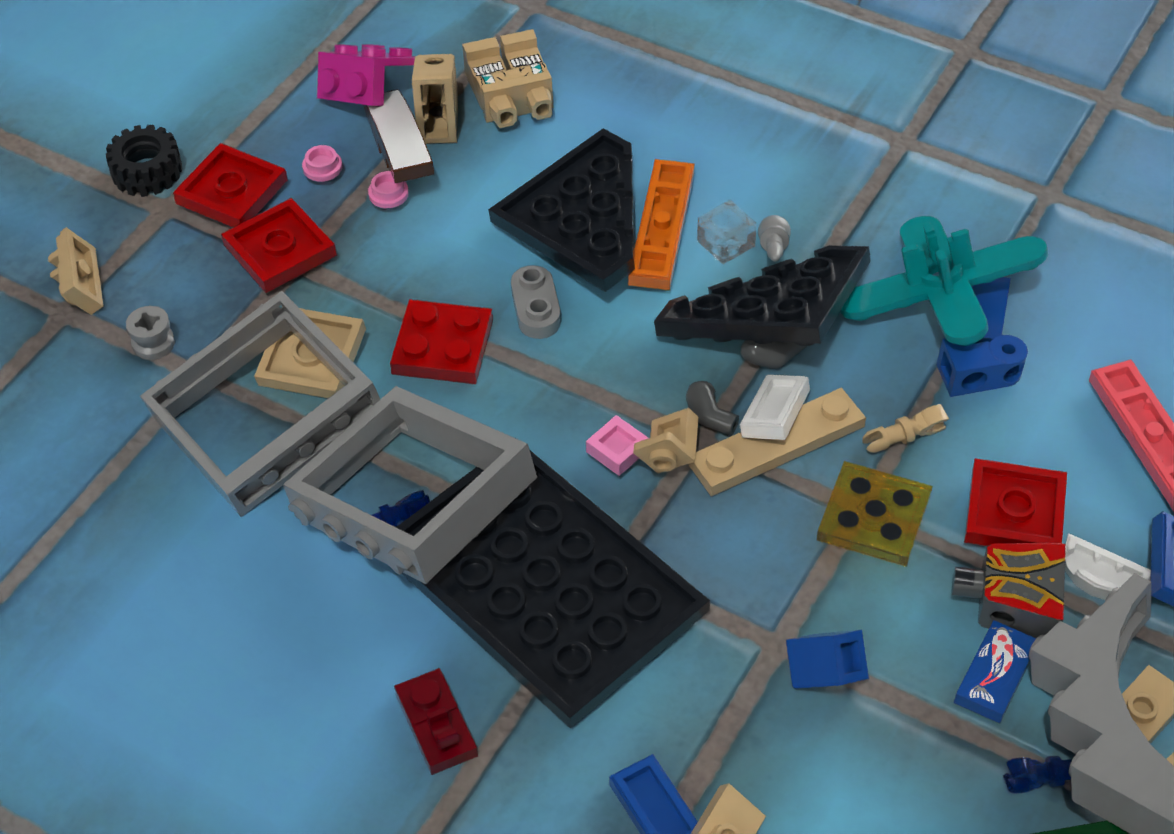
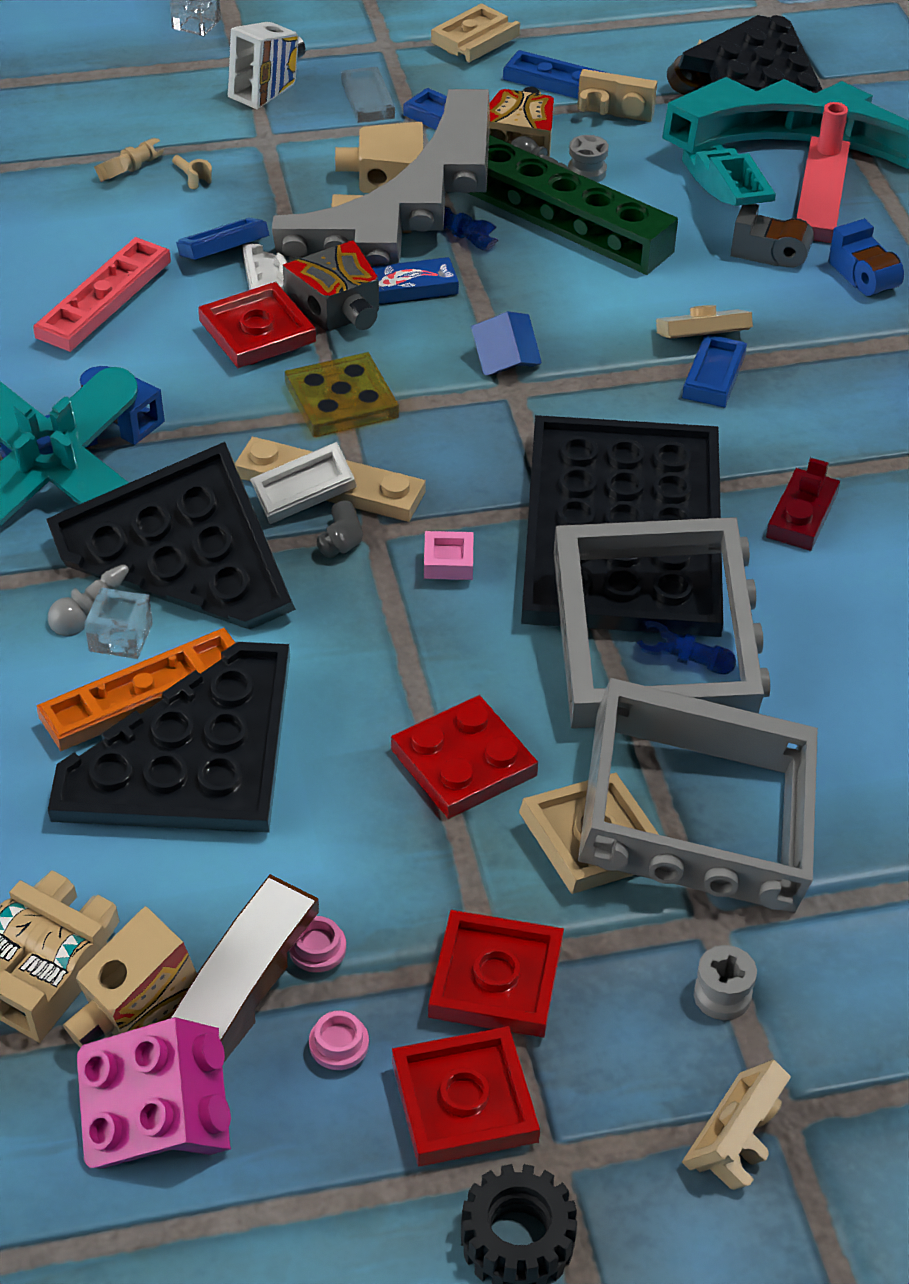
camera: 135 degrees left, 5 degrees down
(535, 302) = (348, 715): light grey plate -> none
(670, 441) = (406, 519): tan bracket -> none
(923, 423) = (238, 414): tan piece -> none

